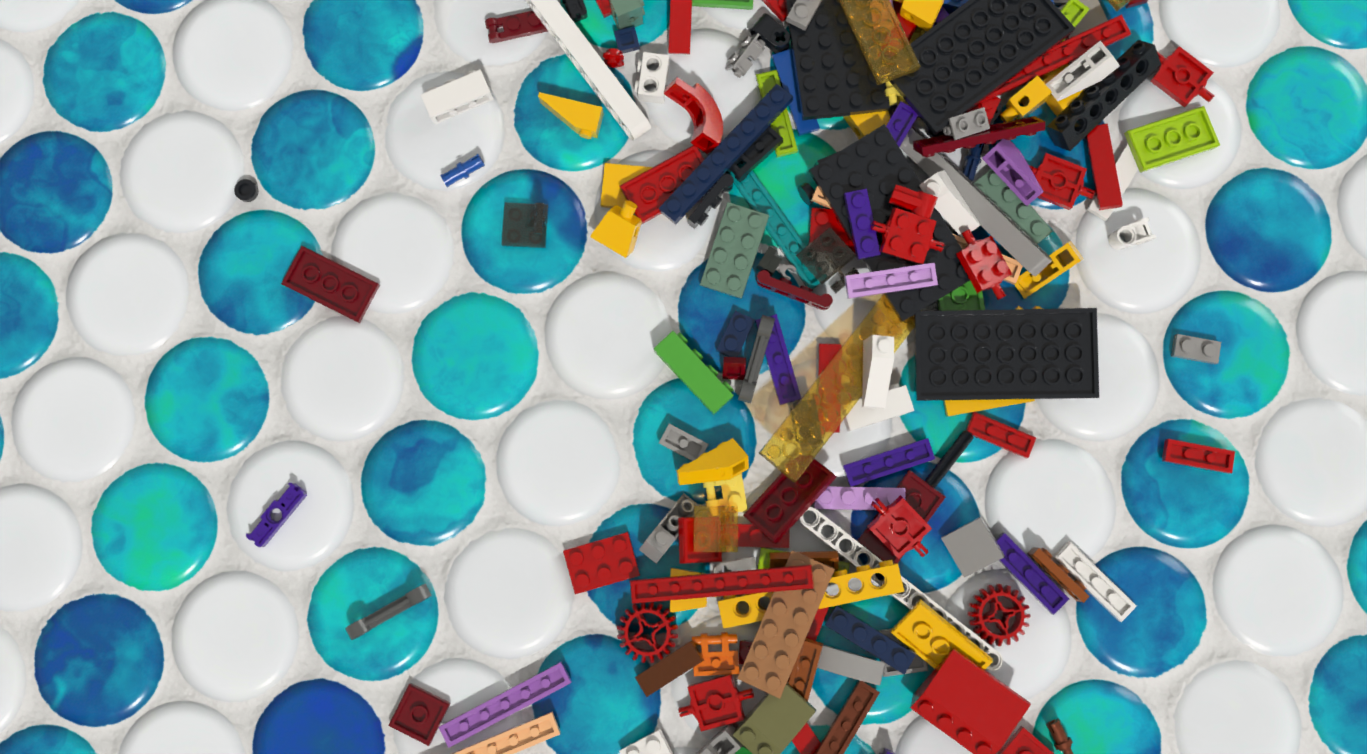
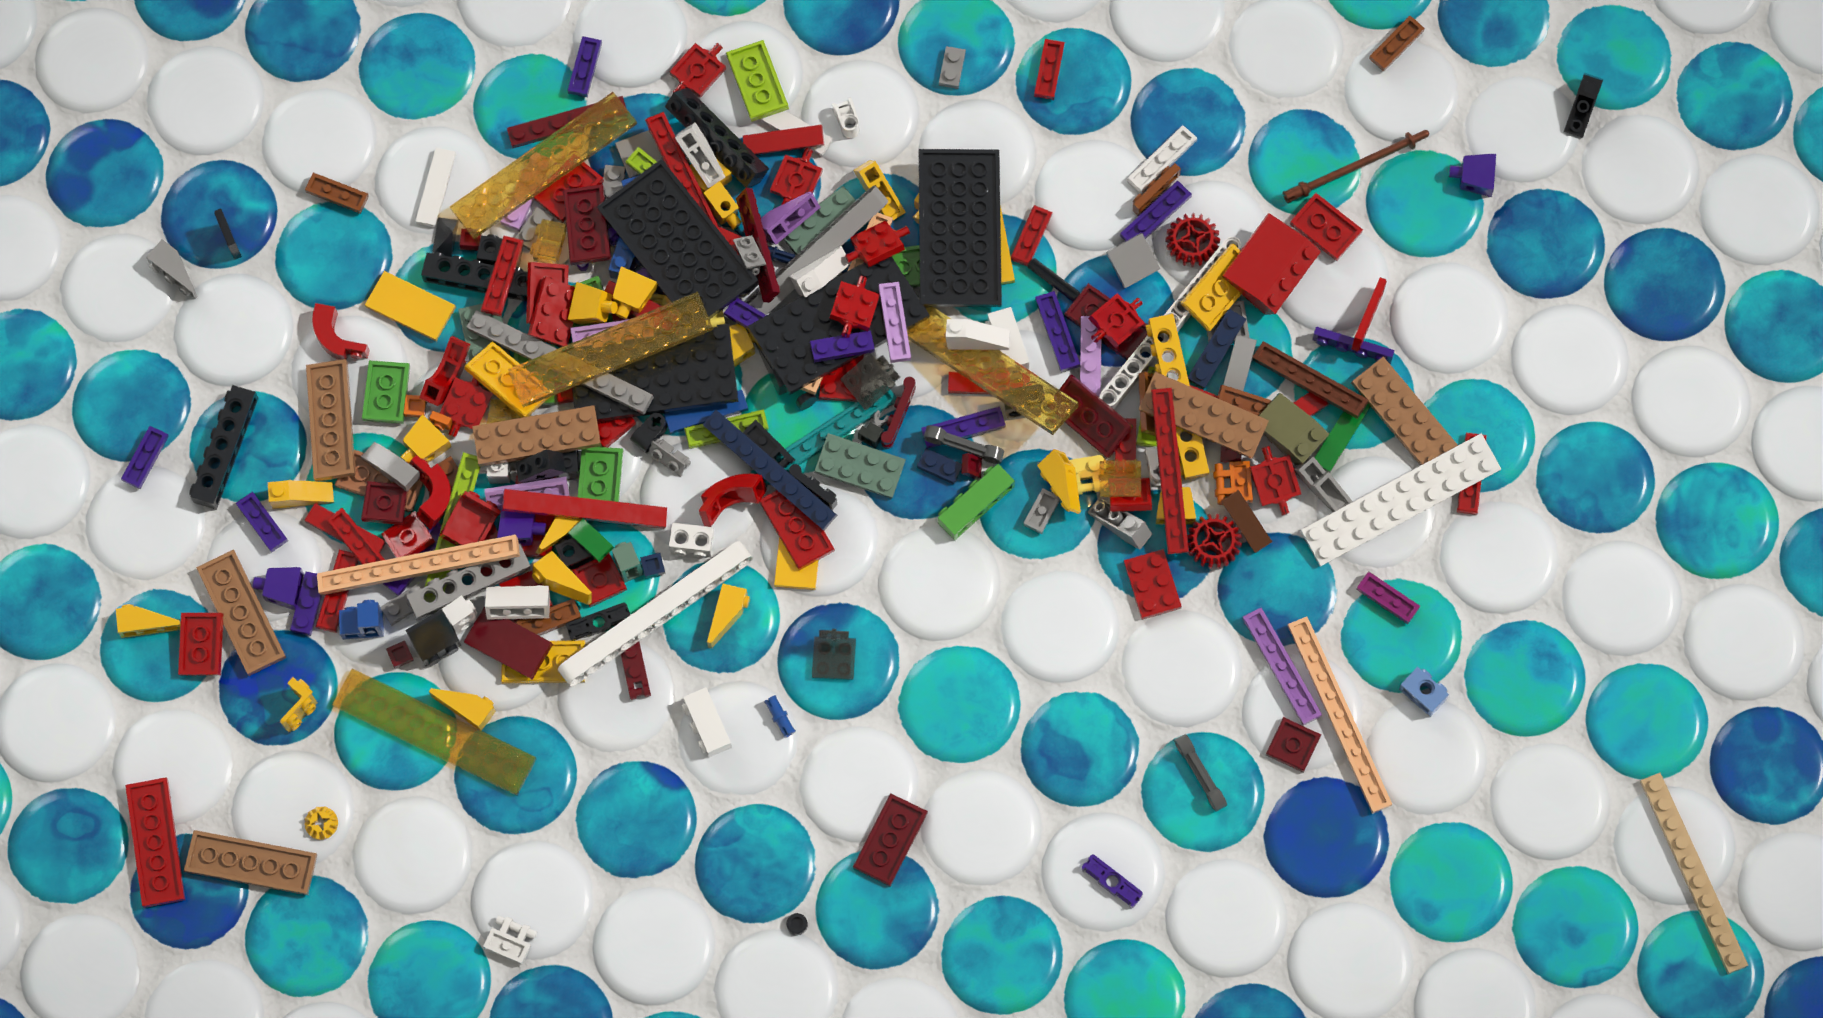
camera: 90 degrees left, 10 degrees down
(613, 58) = (671, 576): red plate -> none
(619, 229) = (840, 568): yellow torso -> none
(918, 202) = (823, 297): red piece -> none

